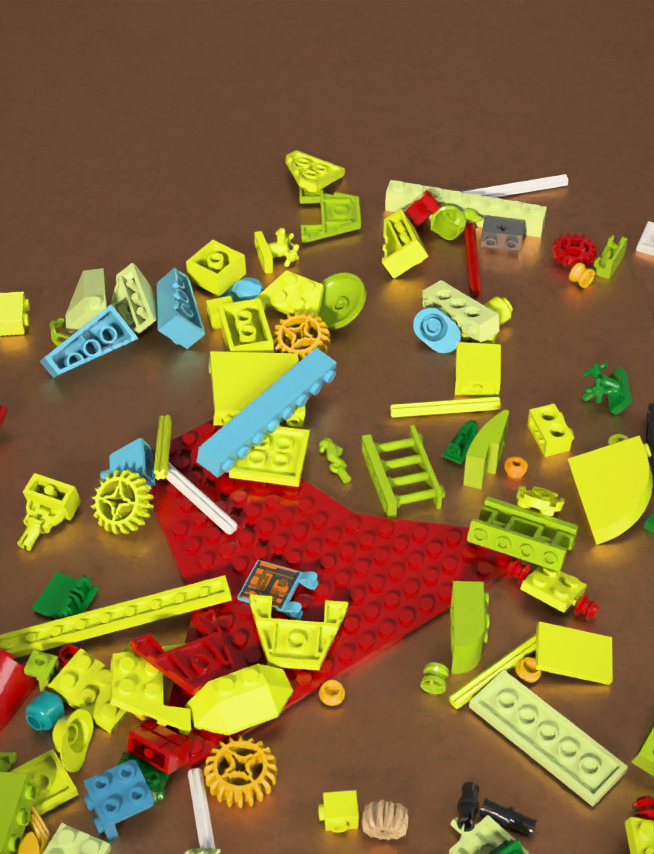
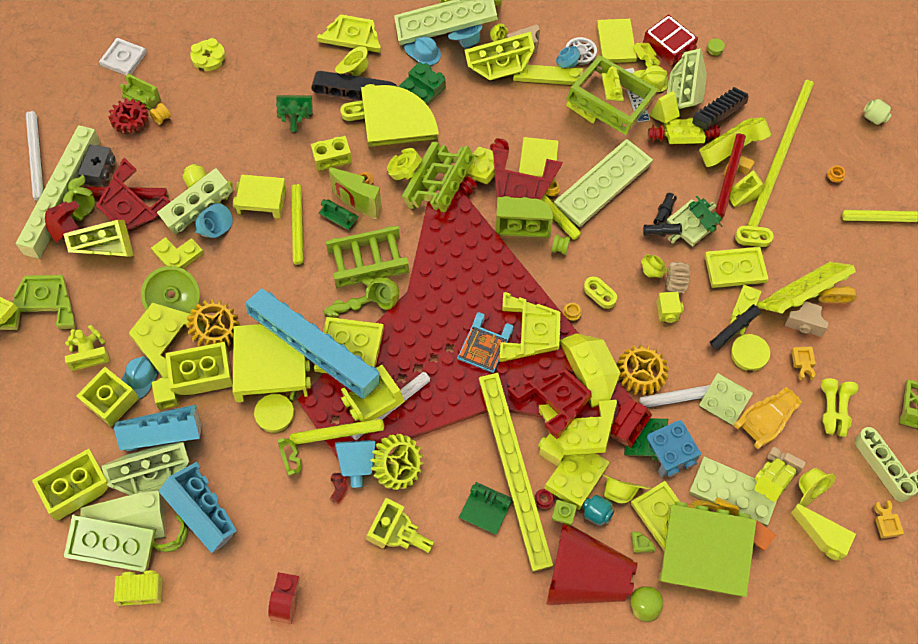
camera: 90 degrees left, 15 degrees up
(59, 288) = (109, 543): none -> plate
(99, 463) = (340, 487): none -> clear red arm
(118, 248) = (71, 485): none -> neon yellow brick
(145, 423) = (282, 443): none -> lime helmet
(195, 403) = (274, 413): none -> neon yellow tile
(196, 479) = (378, 402): none -> neon yellow panel
(351, 483) = (382, 291): none -> lime hair
(360, 727) = (601, 292): none -> neon yellow plate
(393, 309) = (177, 257): none -> neon yellow plate
(407, 790) = (653, 266): none -> neon yellow plate
(453, 253) = (123, 204): none -> red wing
(516, 623) = (519, 184): none -> red wing

